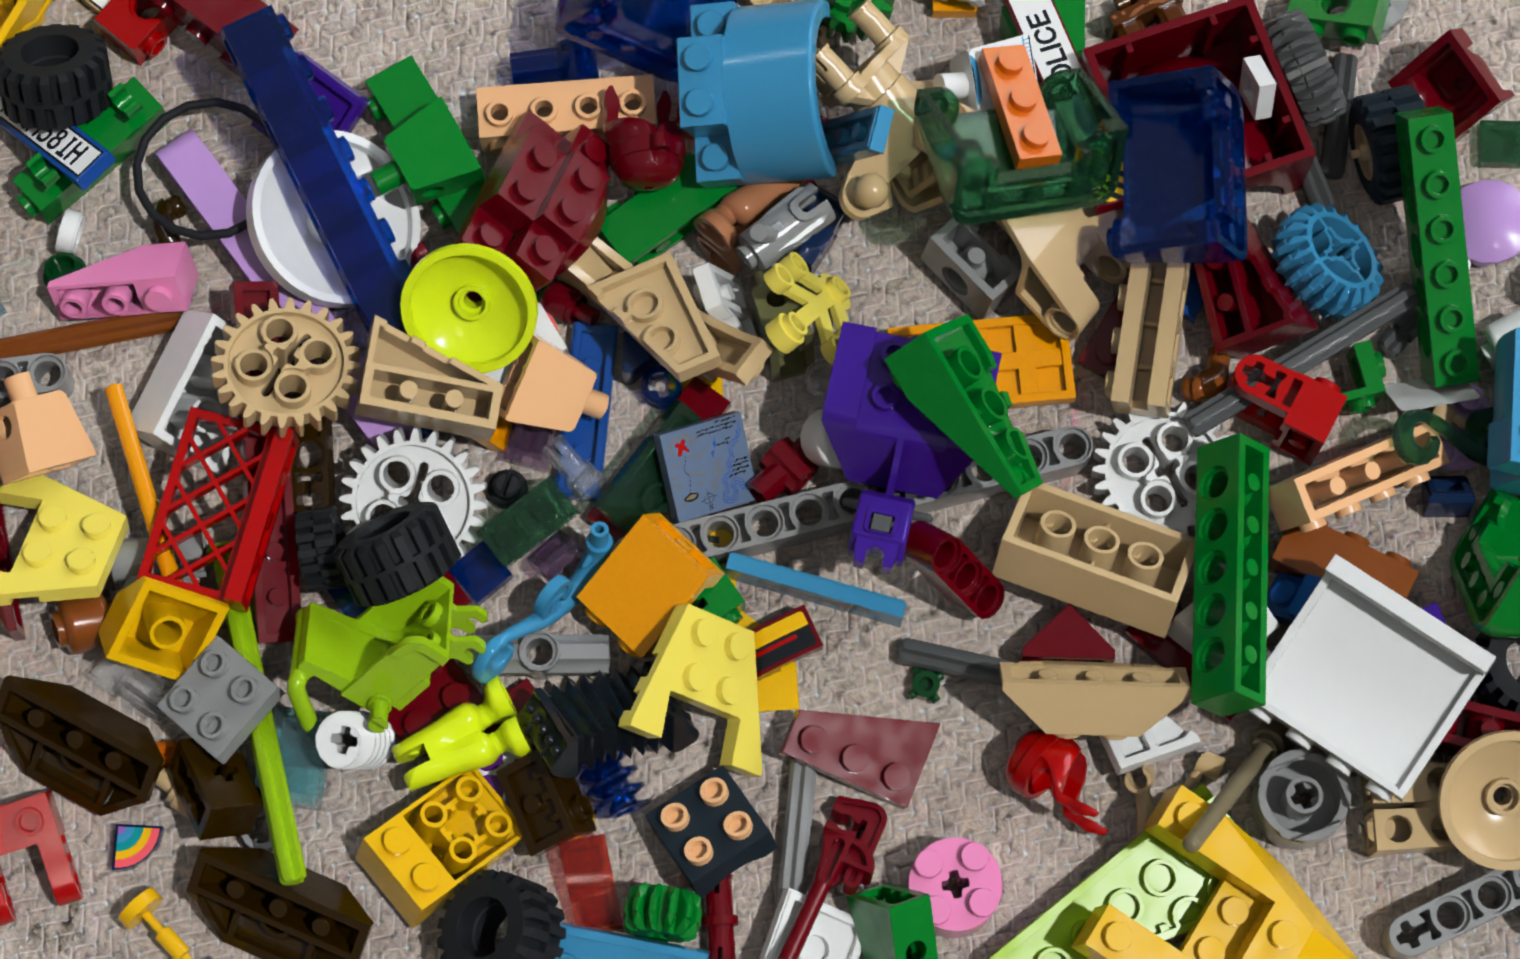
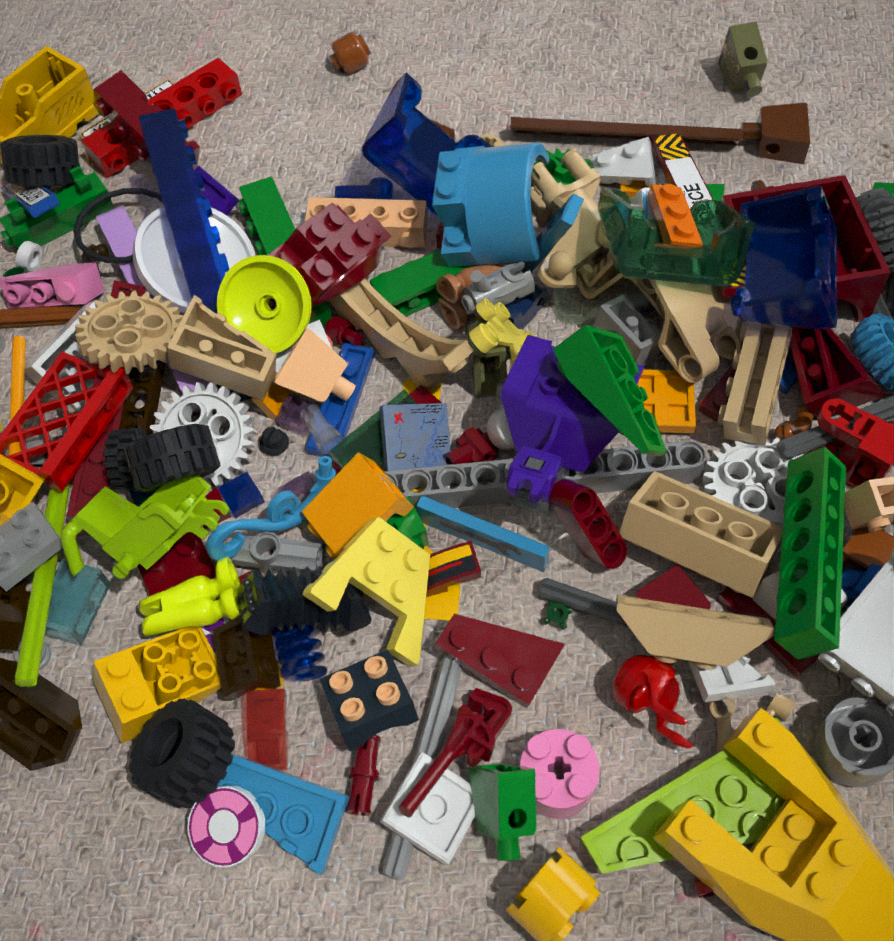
camera: 15 degrees right, 15 degrees down
(338, 744) = (103, 590): white piece -> none
(428, 157) = (263, 223): green torso -> none
(529, 521) = (279, 459): clear green brick -> none
(635, 360) = (382, 367): dark blue slope -> none
(639, 152) = (410, 233): dark red hair -> none
(652, 397) = (392, 381): clear blue bush -> none
(660, 315) = (397, 326): tan wing -> none
(662, 913) = (316, 757): green gear -> none
(723, 297) = (444, 325): white wing -> none
(1257, 87) = (848, 232): white tile -> none
(1266, 745) = (828, 694): dark tan piece -> none

